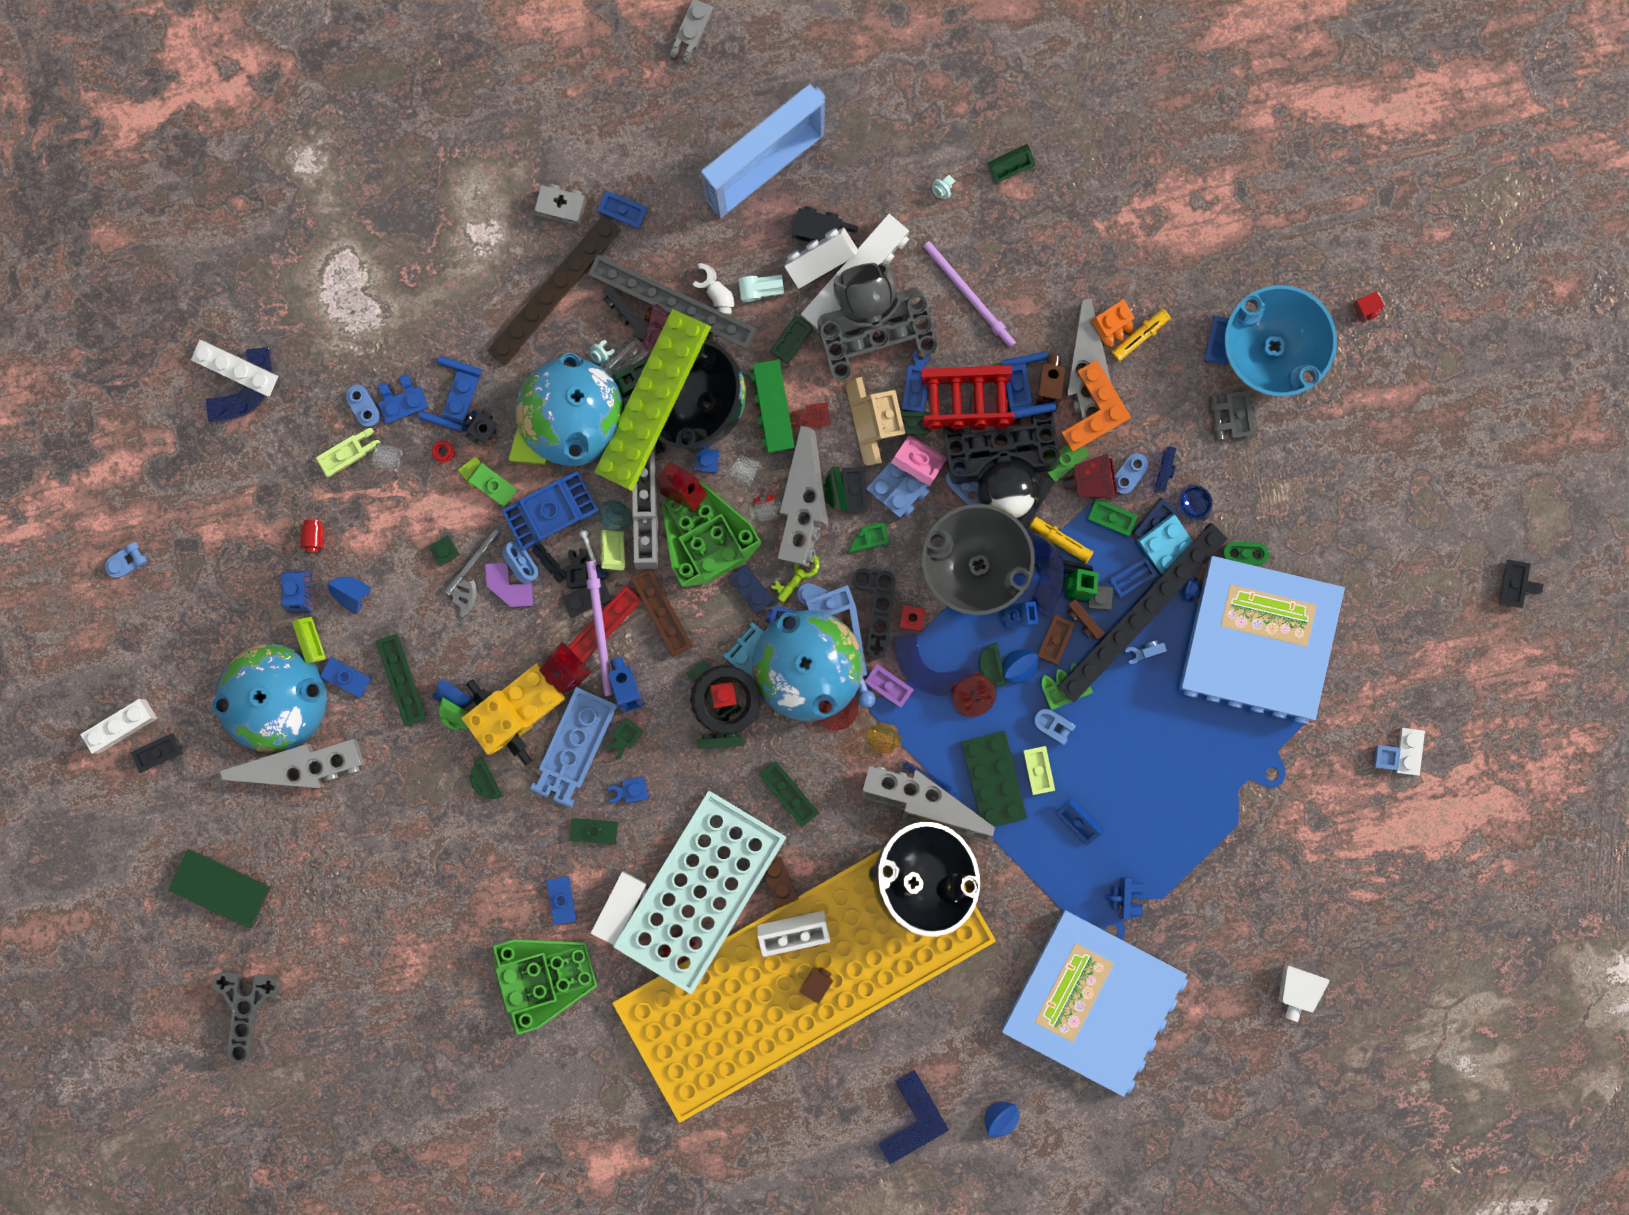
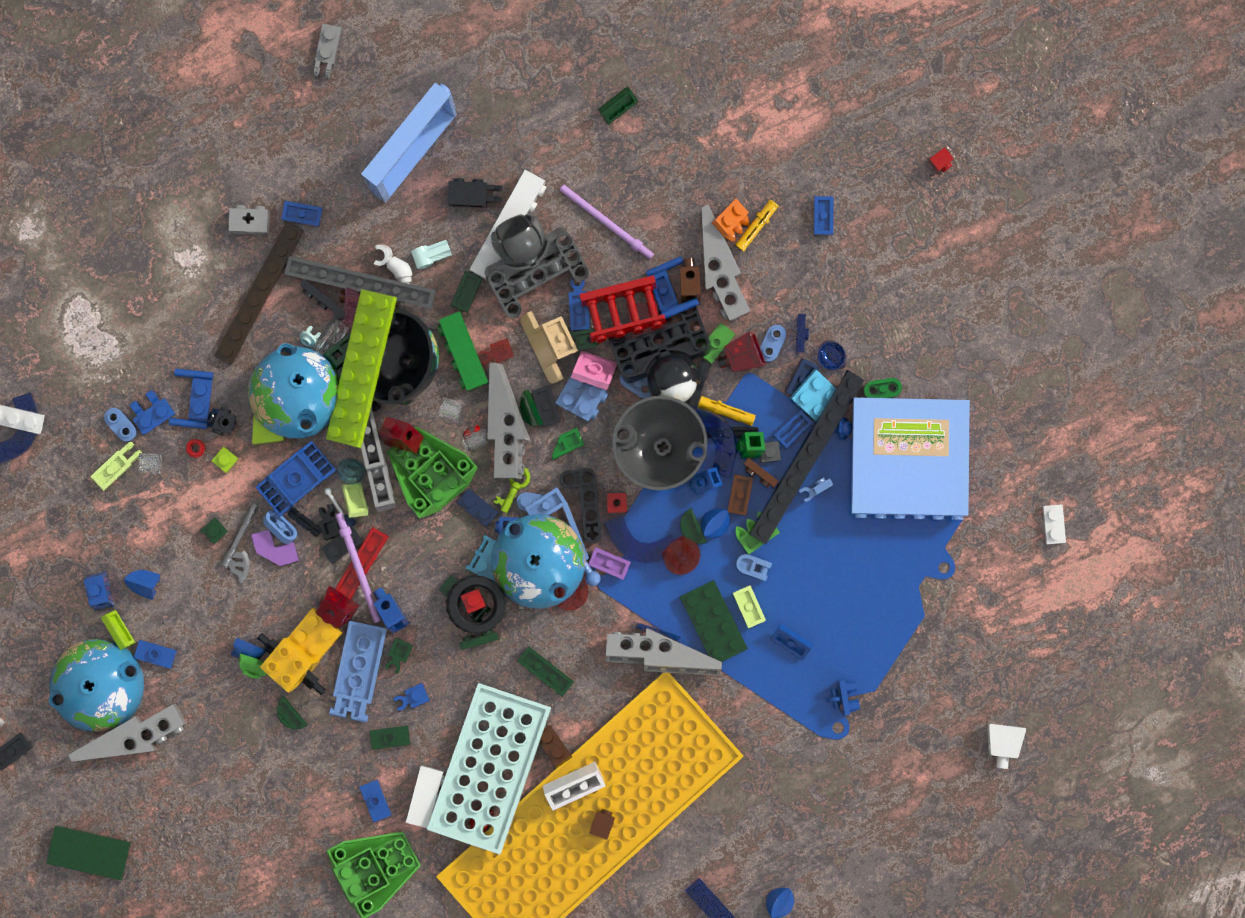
camera: 10 degrees left, 0 degrees up
(312, 536) = (101, 542): red brick -> none
(401, 679) = (202, 646): dark green plate -> none
(492, 484) = (242, 467): bright green plate -> none
(661, 612) = (407, 543): reddish brown plate -> none
(707, 461) = (418, 408): blue plate -> none
(820, 257) = (475, 218): white brick -> none
(884, 738) = (614, 607): clear yellow head -> none
(927, 860) = (673, 701): black piece -> none
(942, 188) = (564, 139): light aqua plate -> none
(1094, 1003) = (836, 789): light blue panel -> none
(1110, 413) = (745, 296): orange plate -> none
(1112, 517) = (765, 383): green plate -> none
(1239, 415) = (852, 274): dark grey plate -> none
(1297, 327) = (874, 187): dark azure piece -> none
(1387, 757) = (1036, 533): medium blue plate -> none
(1516, 584) = (1112, 366): black plate -> none

